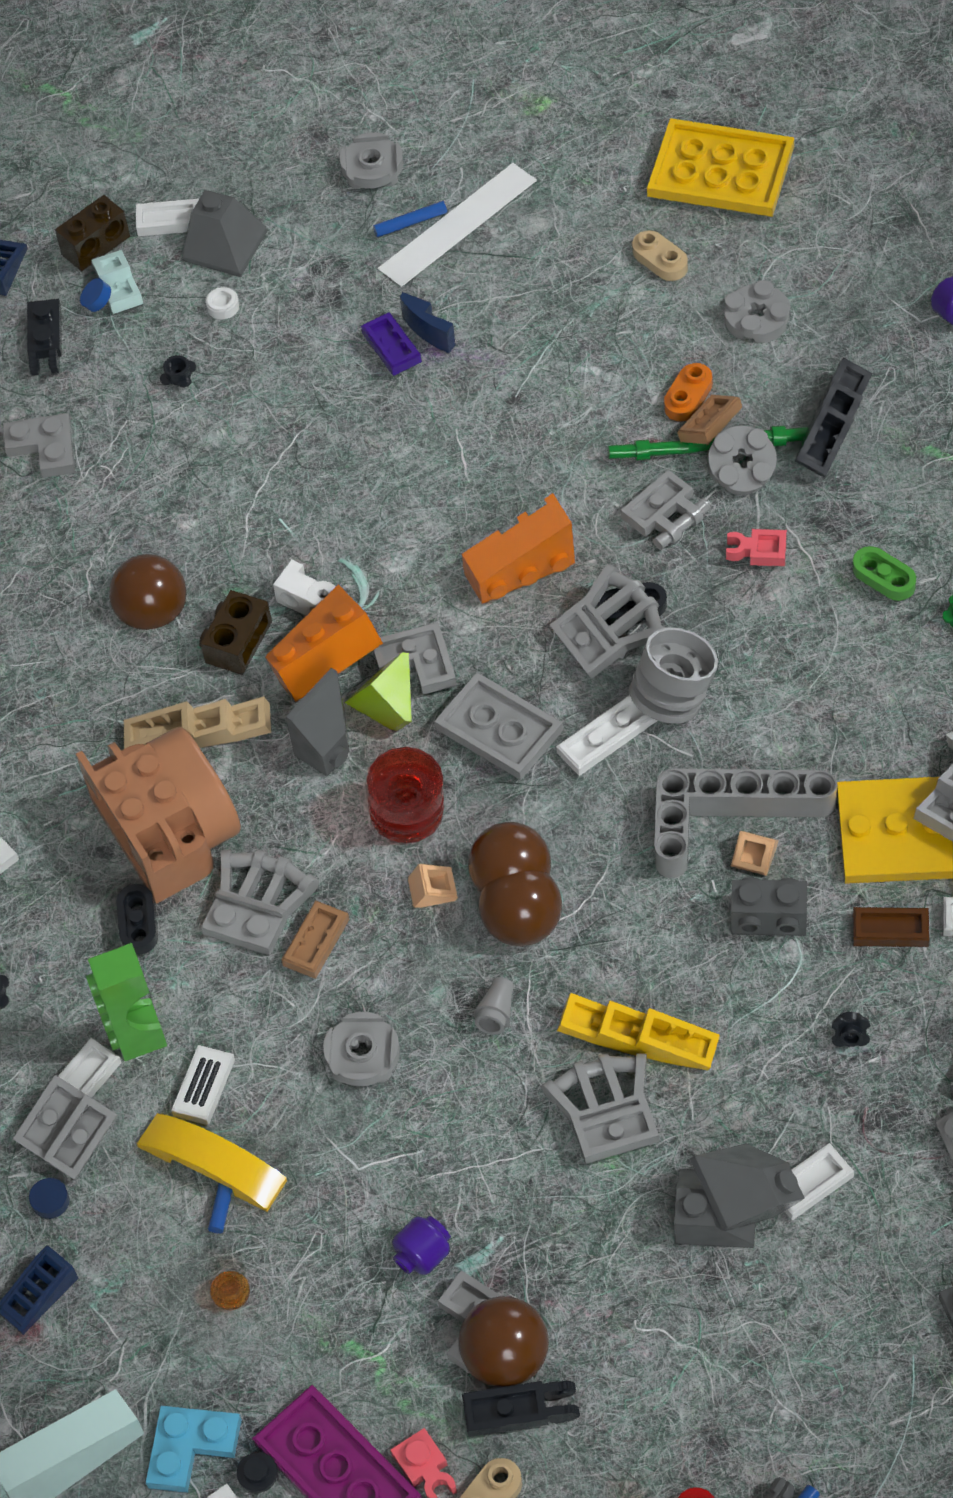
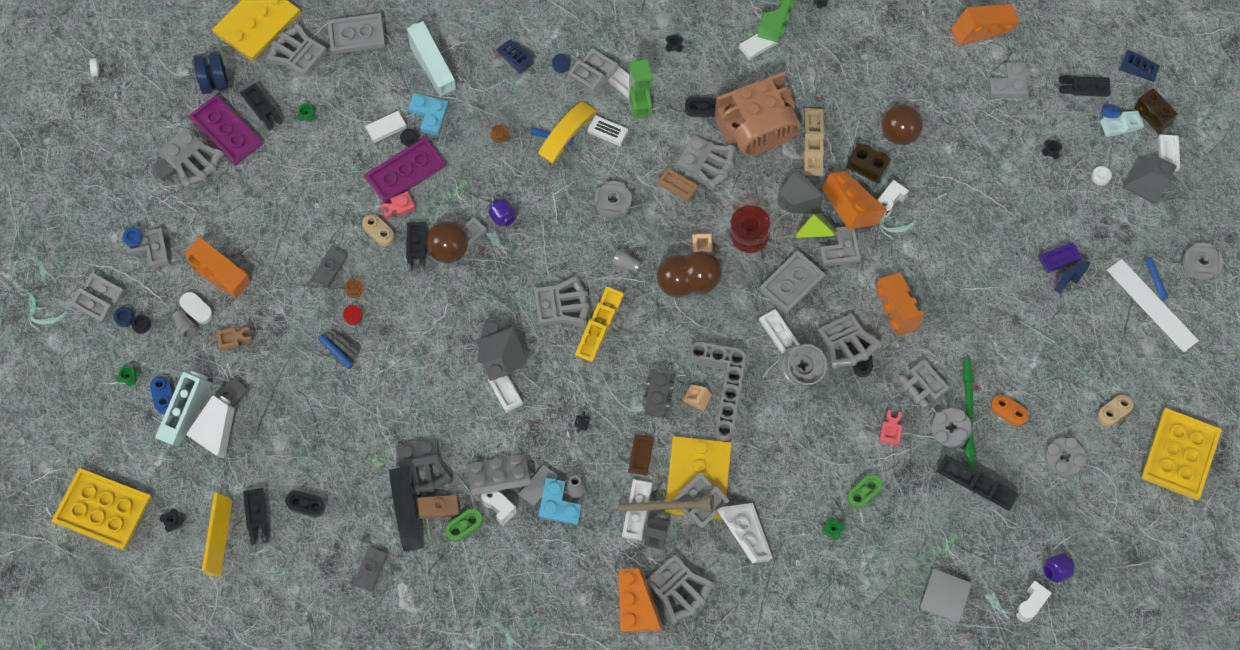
camera: 90 degrees right, 10 degrees up
(709, 419) = (983, 416): medium nougat plate -> none

